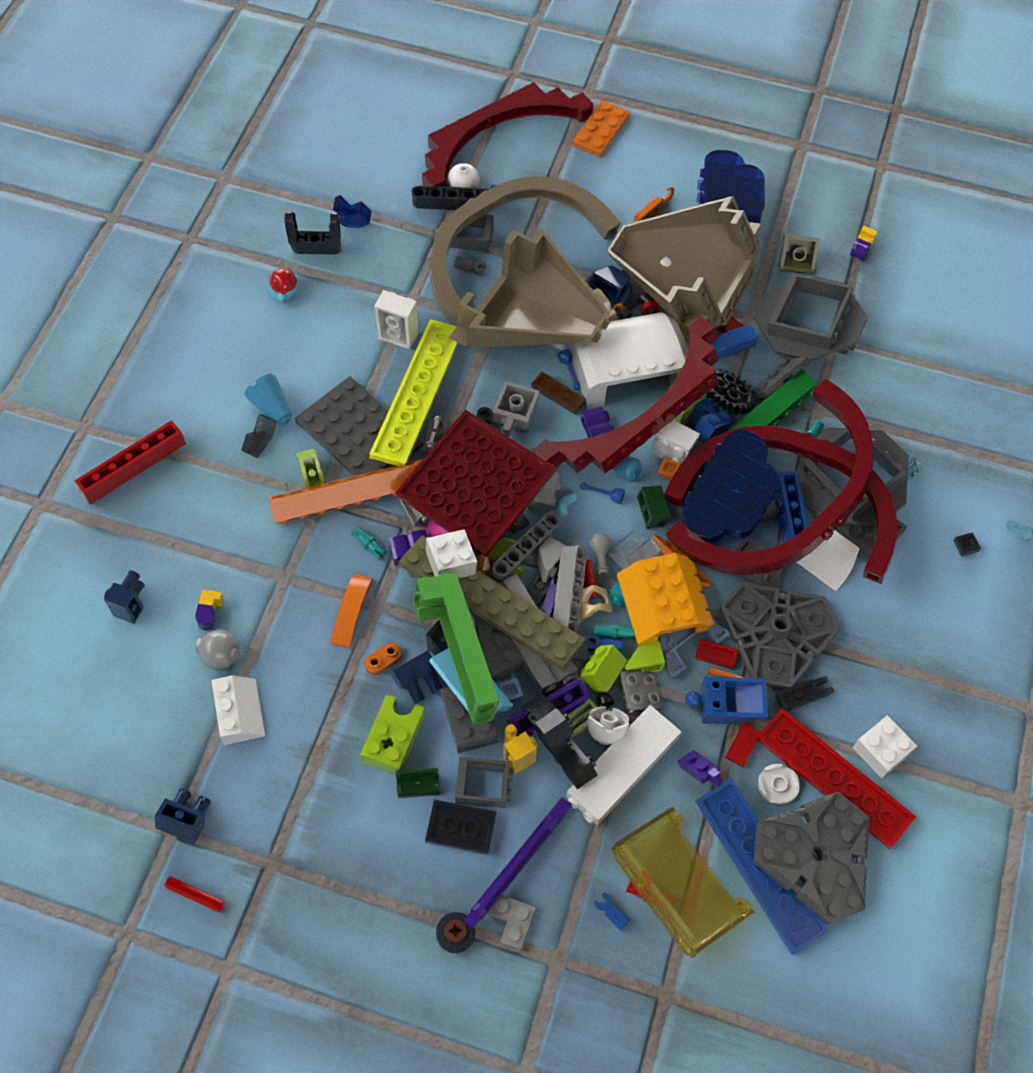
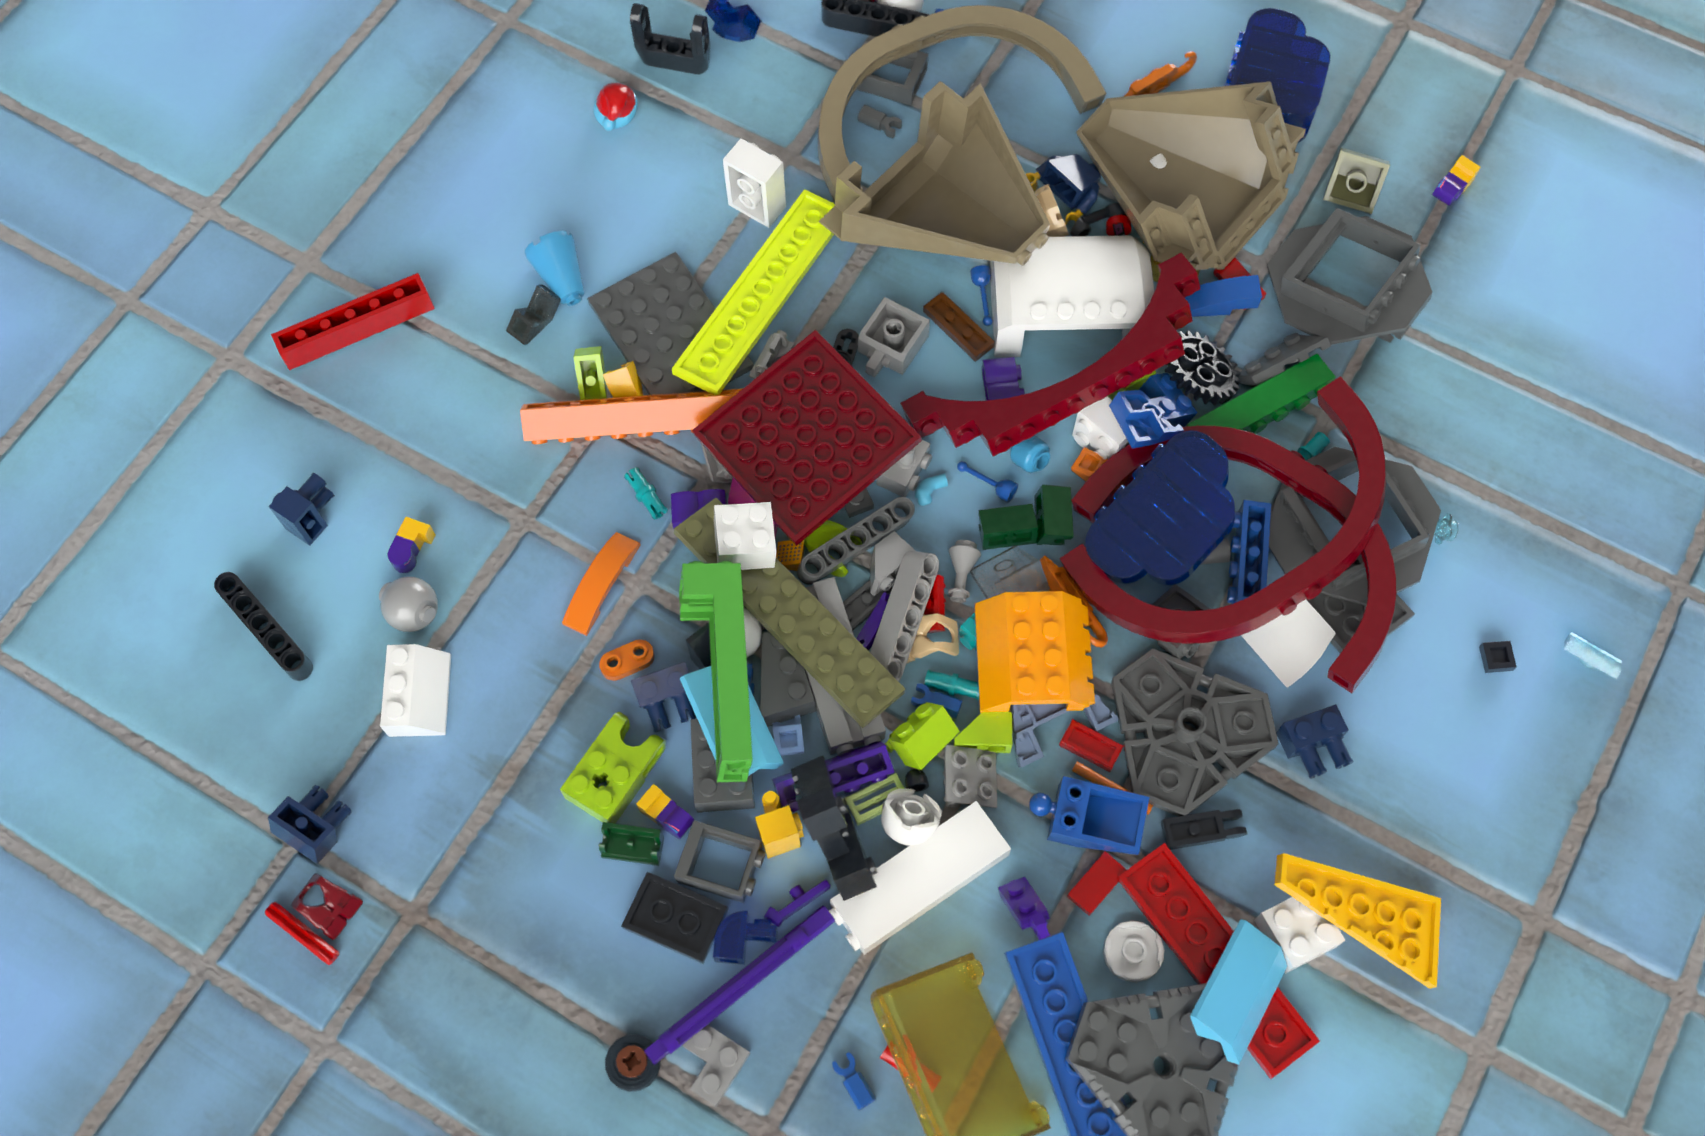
camera: 15 degrees right, 5 degrees up
(120, 692) = (268, 636): none -> black beam
(216, 871) = (334, 911): none -> dark red piece
(335, 469) = (624, 381): none -> yellow brick
(436, 757) = (665, 812): none -> leg
(506, 827) = (734, 933): none -> clear blue brick
(545, 797) = (800, 898): none -> dark purple piece
(624, 519) = (1007, 526): none -> dark green hinge
(700, 430) = (1141, 419): none -> blue slope
(857, 792) = (1239, 990): none -> medium azure slope
(861, 615) = (1313, 731): none -> dark blue brick
(932, 724) = (1382, 916): none -> yellow wing

